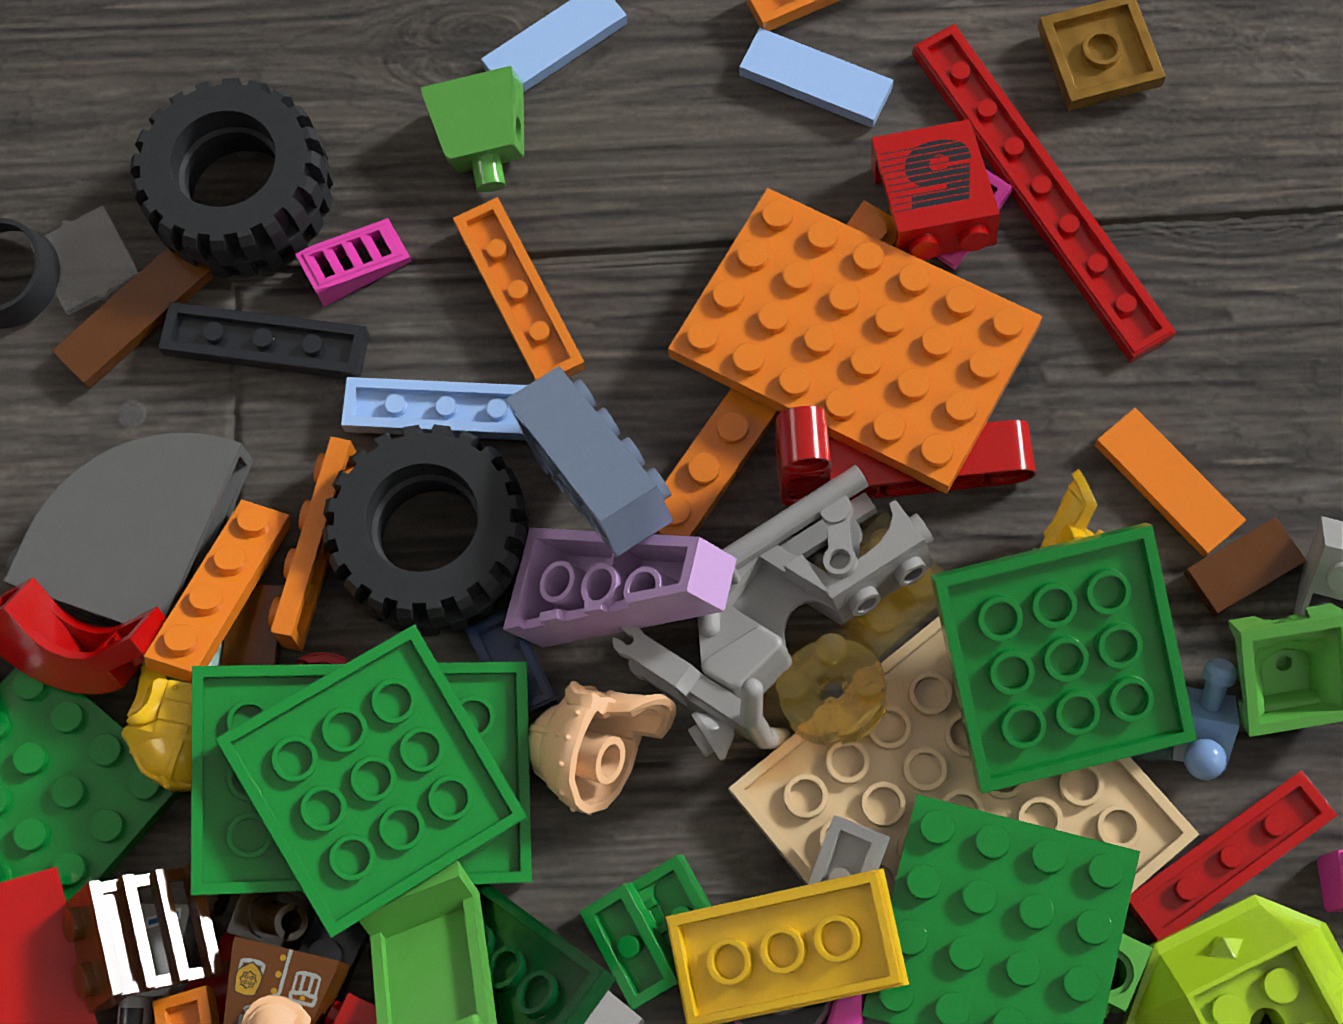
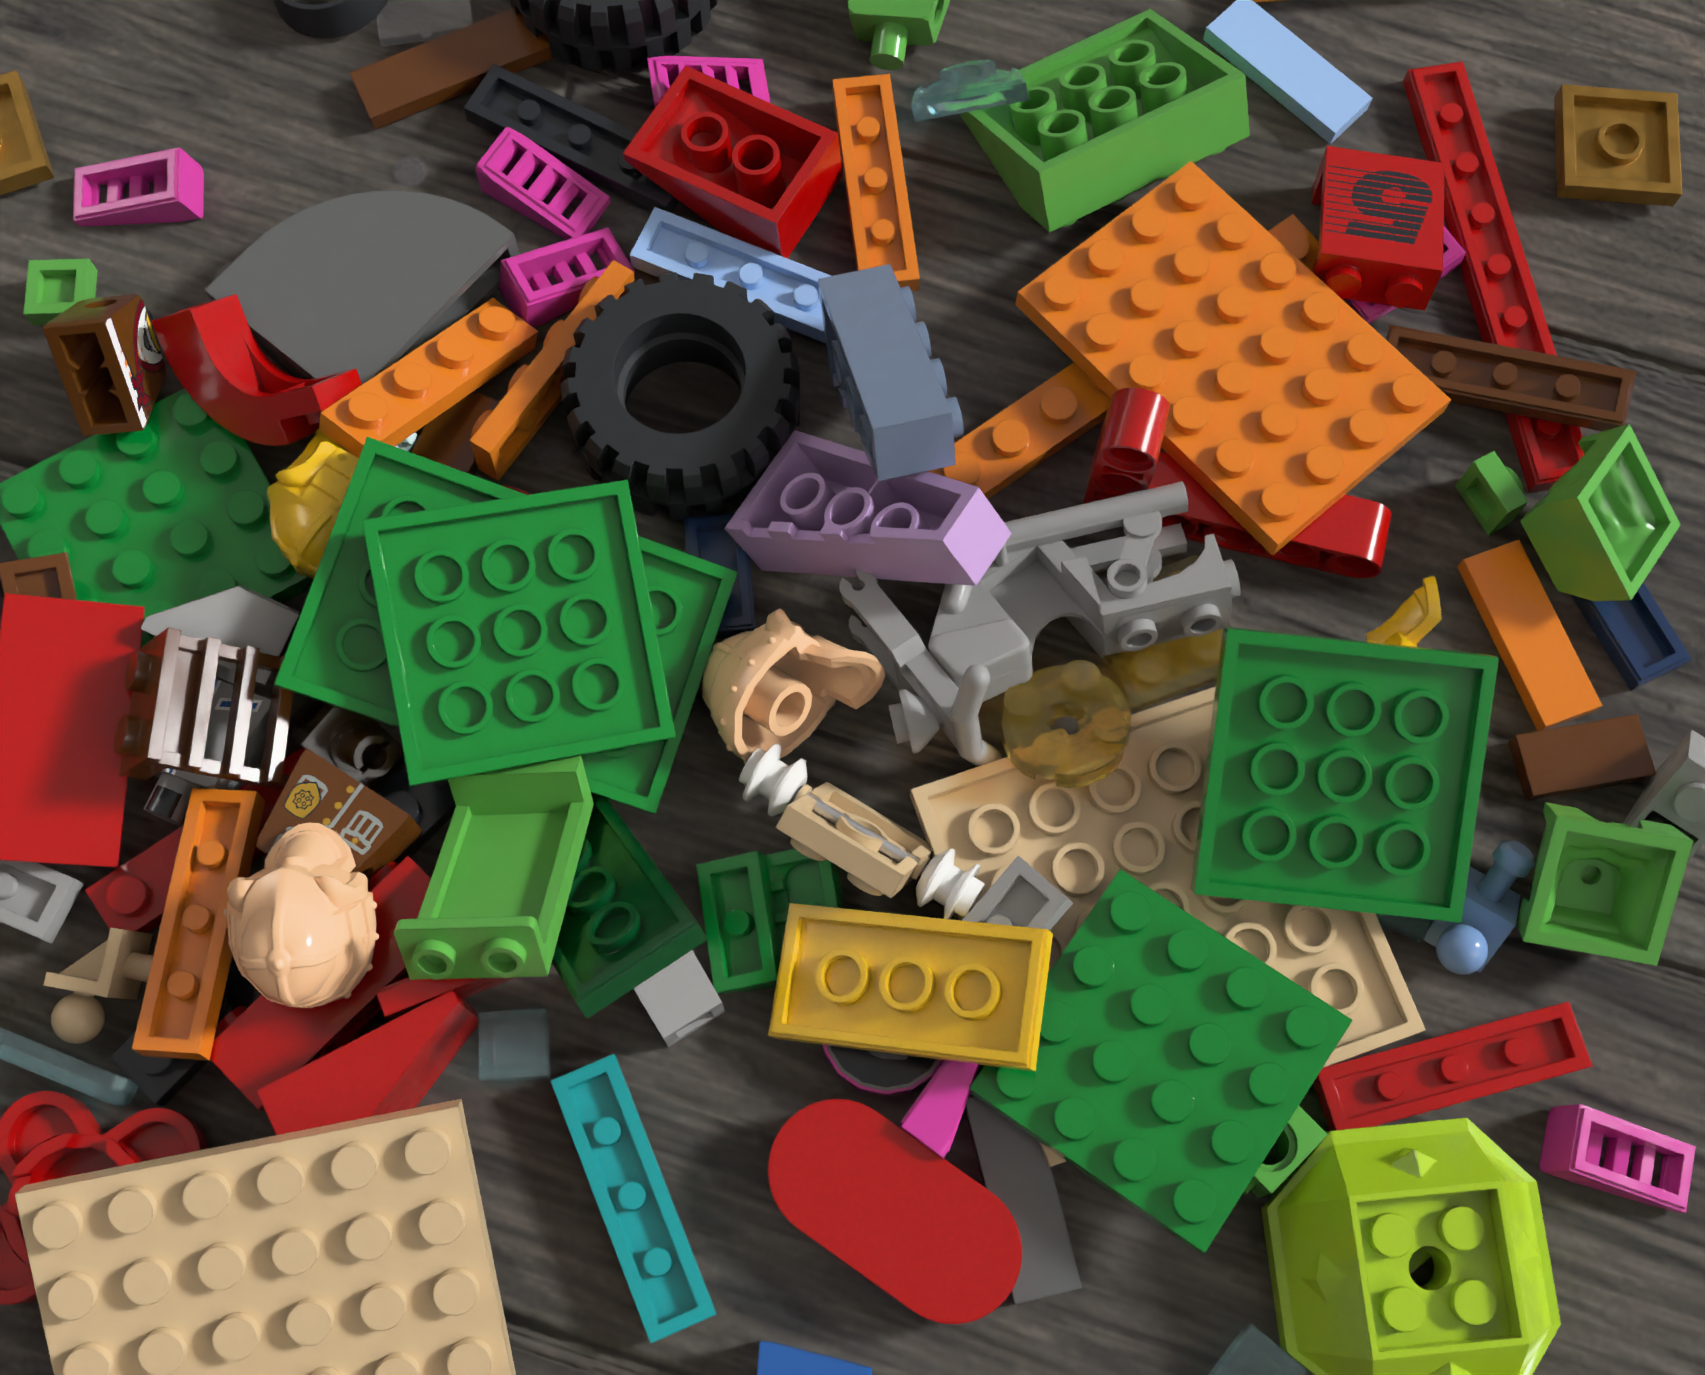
camera: 10 degrees right, 0 degrees up
(128, 848) = (234, 616): none -> light grey slope
(213, 366) = (510, 165): none -> dark pink slope
(265, 461) = (534, 266): none -> dark pink slope
(400, 316) = (738, 160): none -> red slope
(565, 186) = (968, 88): none -> clear light blue tile
(684, 171) = (1111, 118): none -> bright green slope
(700, 844) = (856, 837): none -> plate
(1087, 277) = (1519, 379): none -> reddish brown tile
(1101, 376) = (1492, 492): none -> bright green plate
(1195, 372) = (1603, 520): none -> bright green brick
(1243, 443) = (1635, 637): none -> dark blue tile

